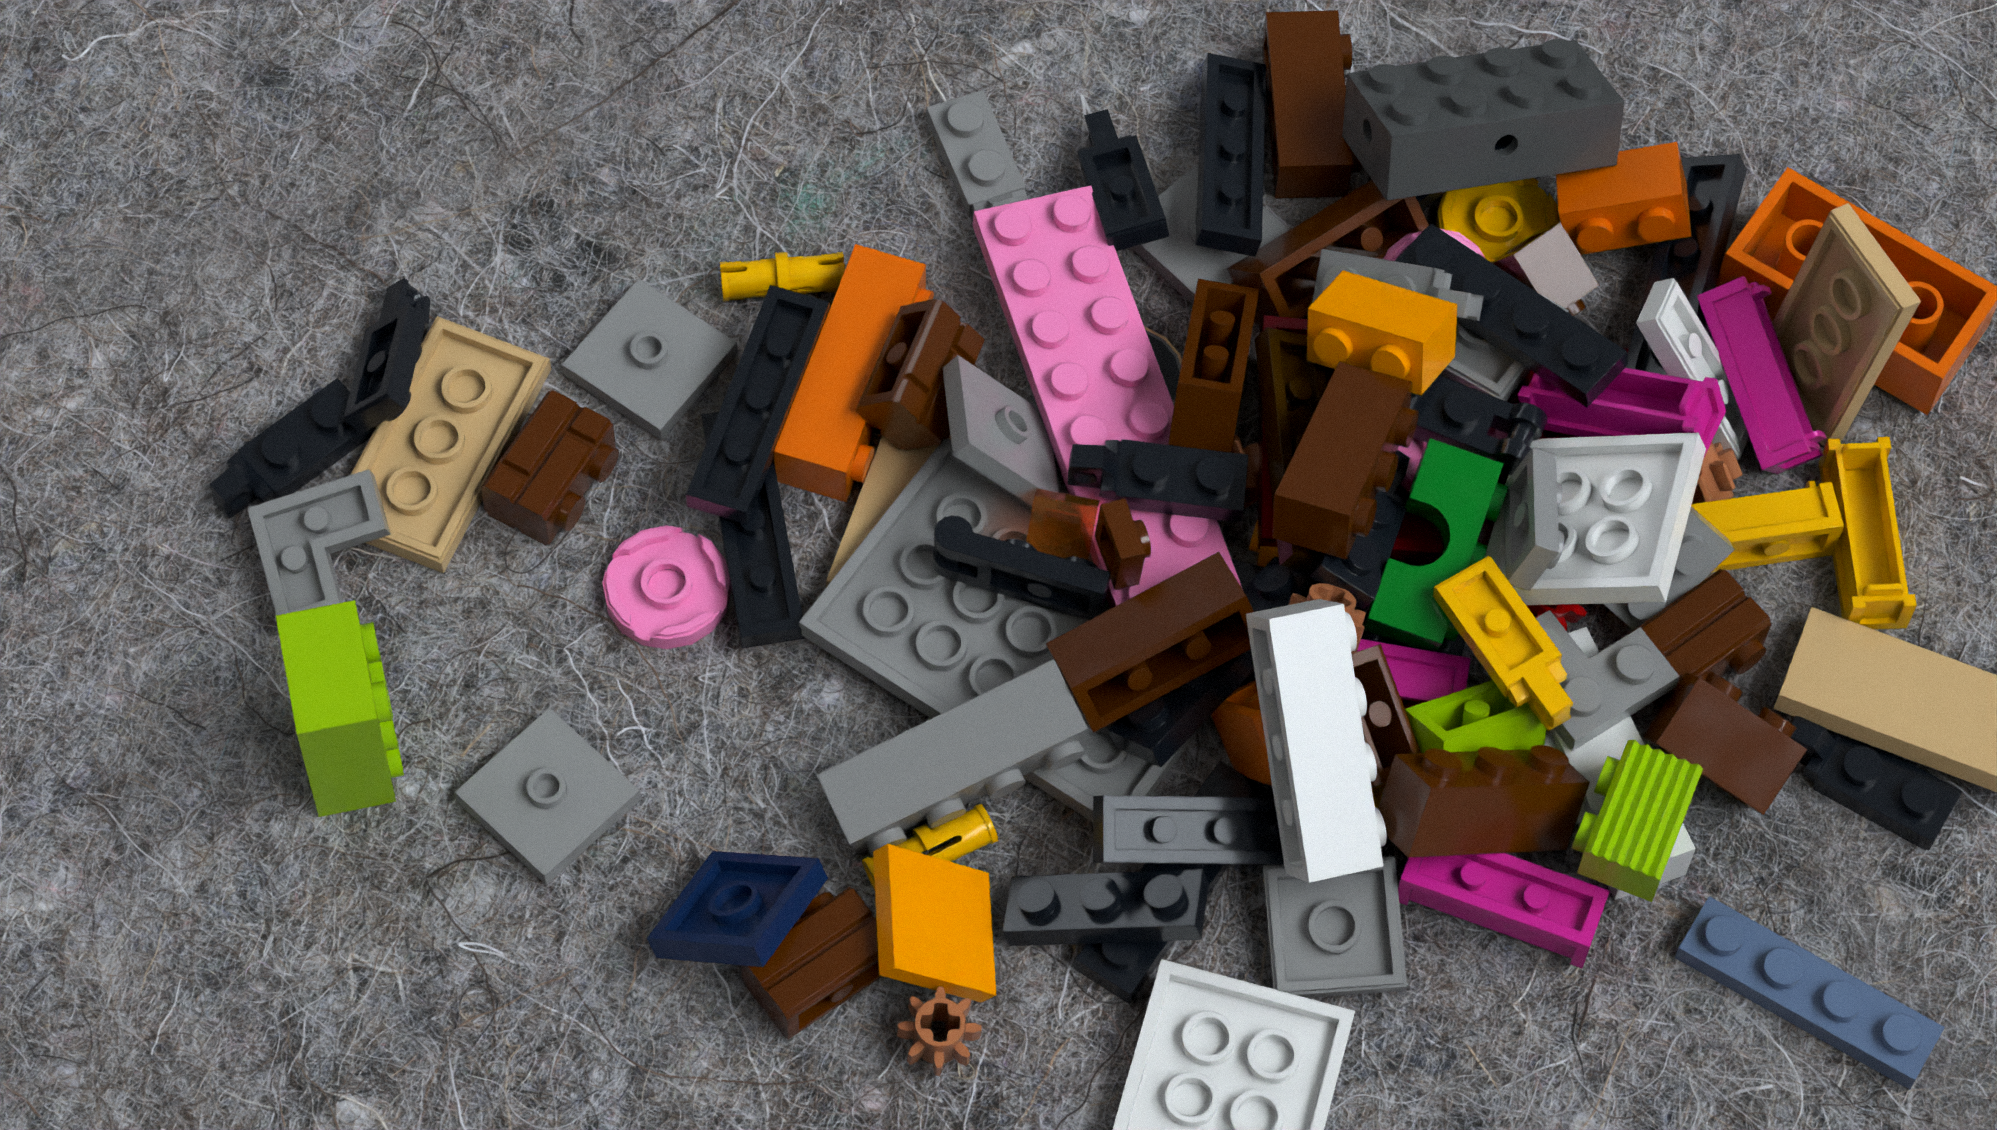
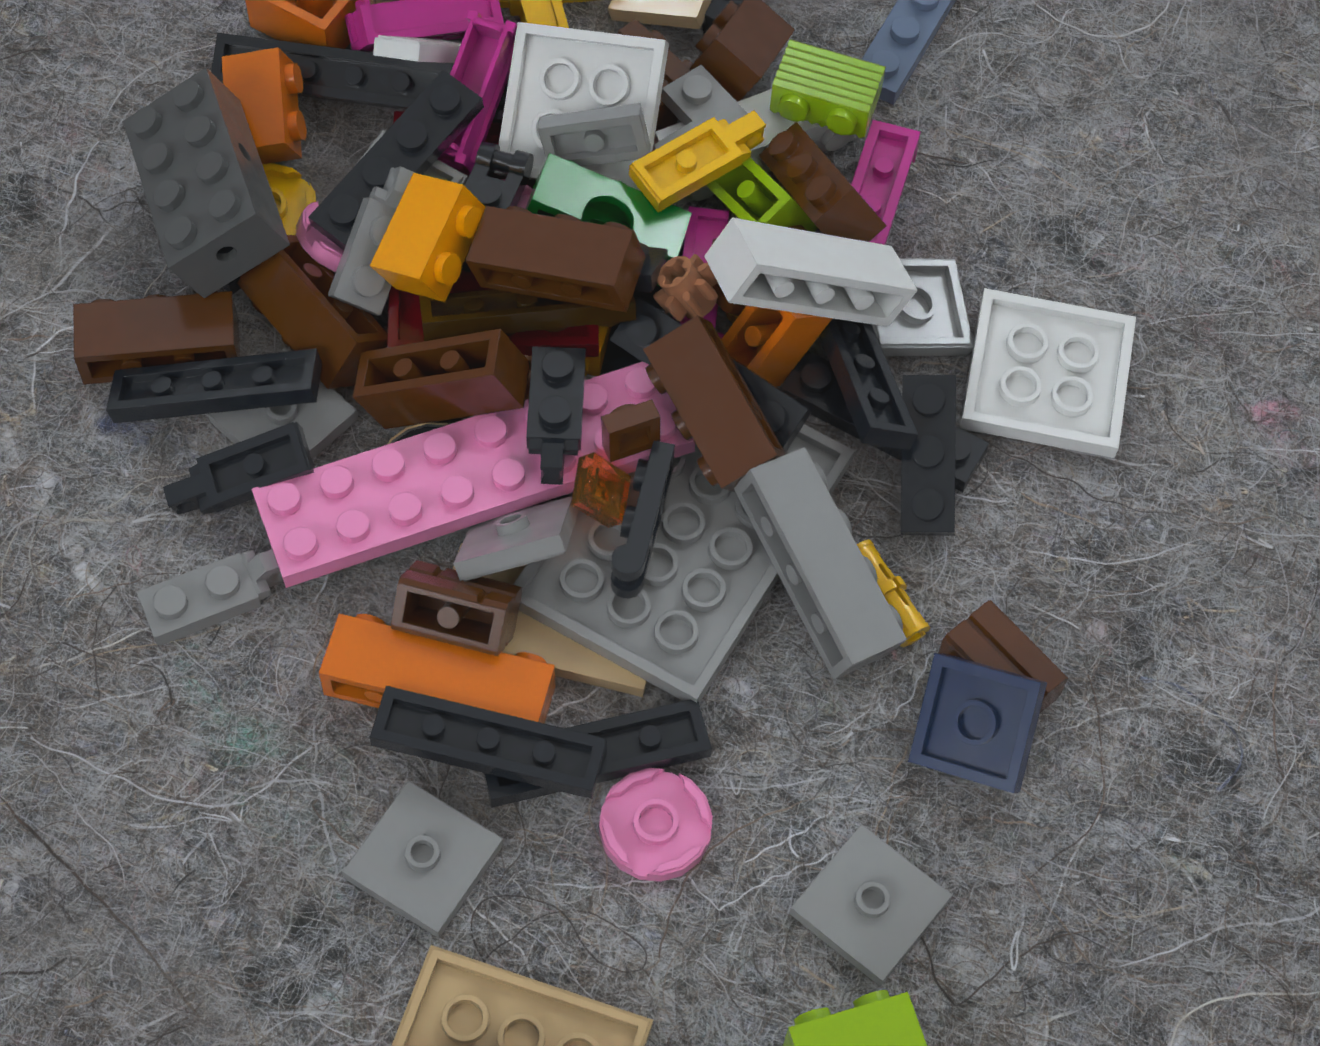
camera: 95 degrees left, 0 degrees up
(550, 468) = (551, 927): reddish brown brick -> none
(795, 274) = (335, 749): yellow pin -> none
(934, 923) = (963, 577): light orange tile -> none
(955, 1024) = (1047, 573): nougat gear -> none
(1551, 267) = (323, 160): brick -> none

